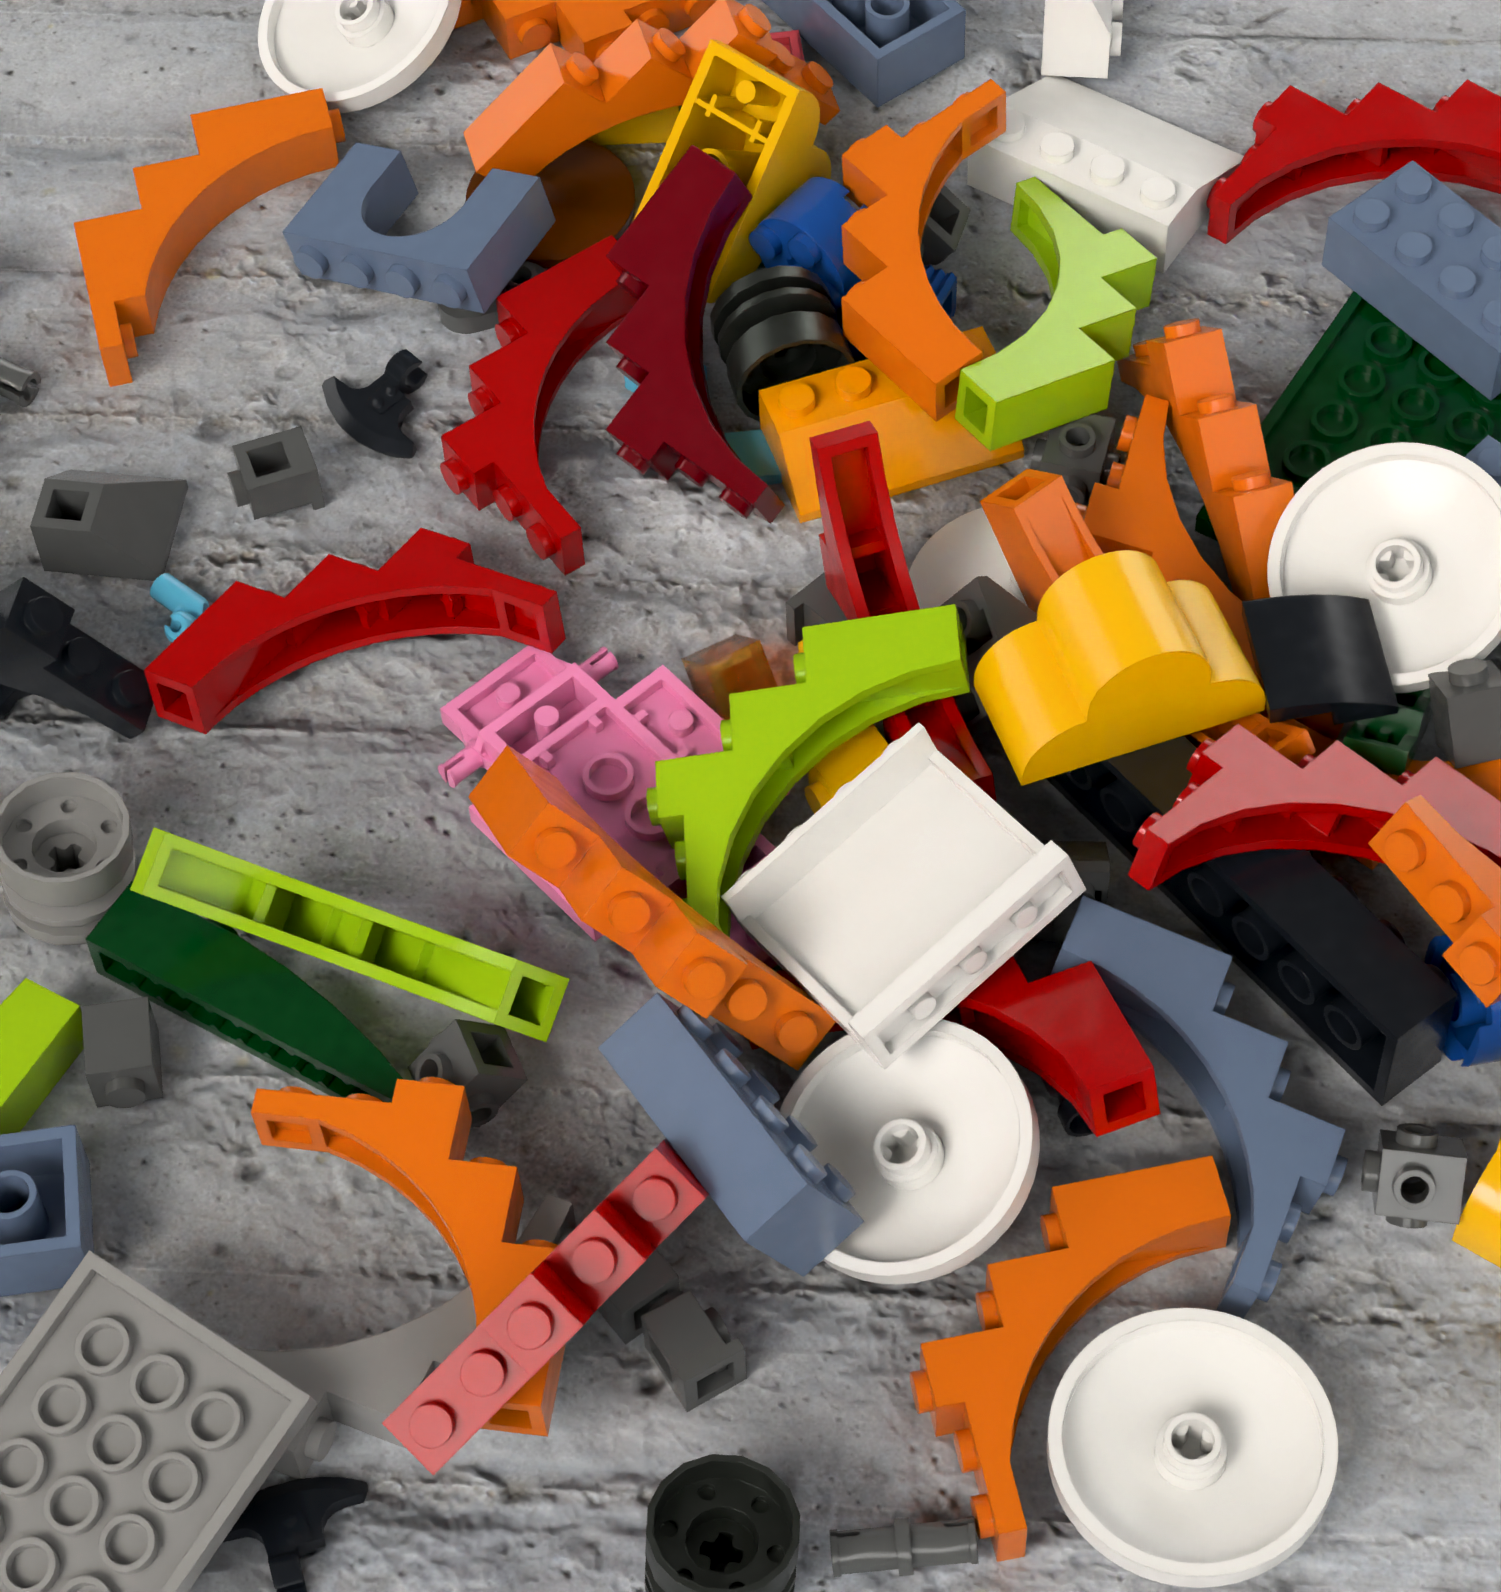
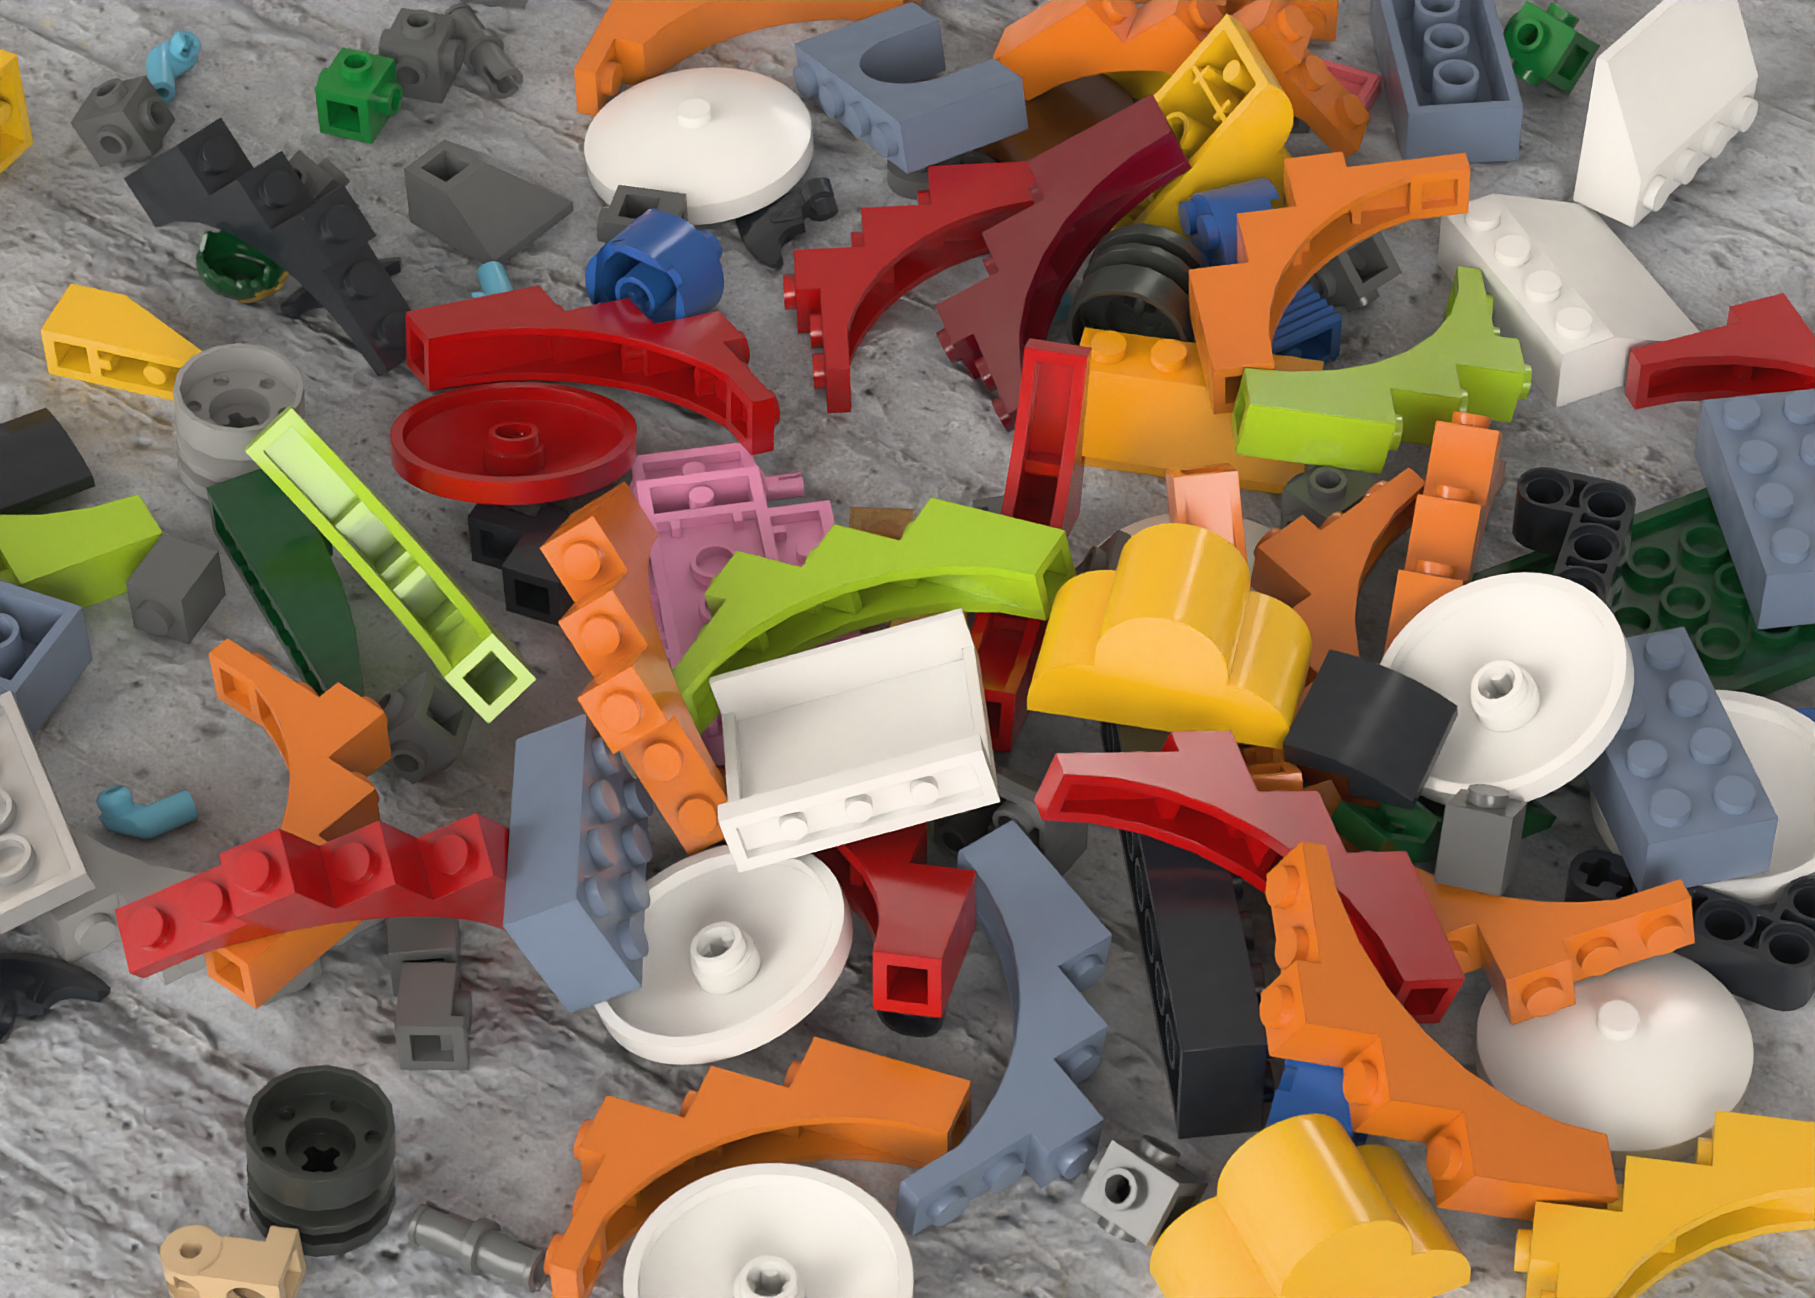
camera: 30 degrees right, 10 degrees down
(255, 364) = (705, 133): none -> white dish
(264, 1300) = (144, 820): none -> medium azure arm
(333, 749) = (513, 443): none -> red dish
(338, 510) = (660, 267): none -> blue brick
(439, 840) = (513, 544): none -> black brick
(1318, 377) = (1580, 521): none -> black beam

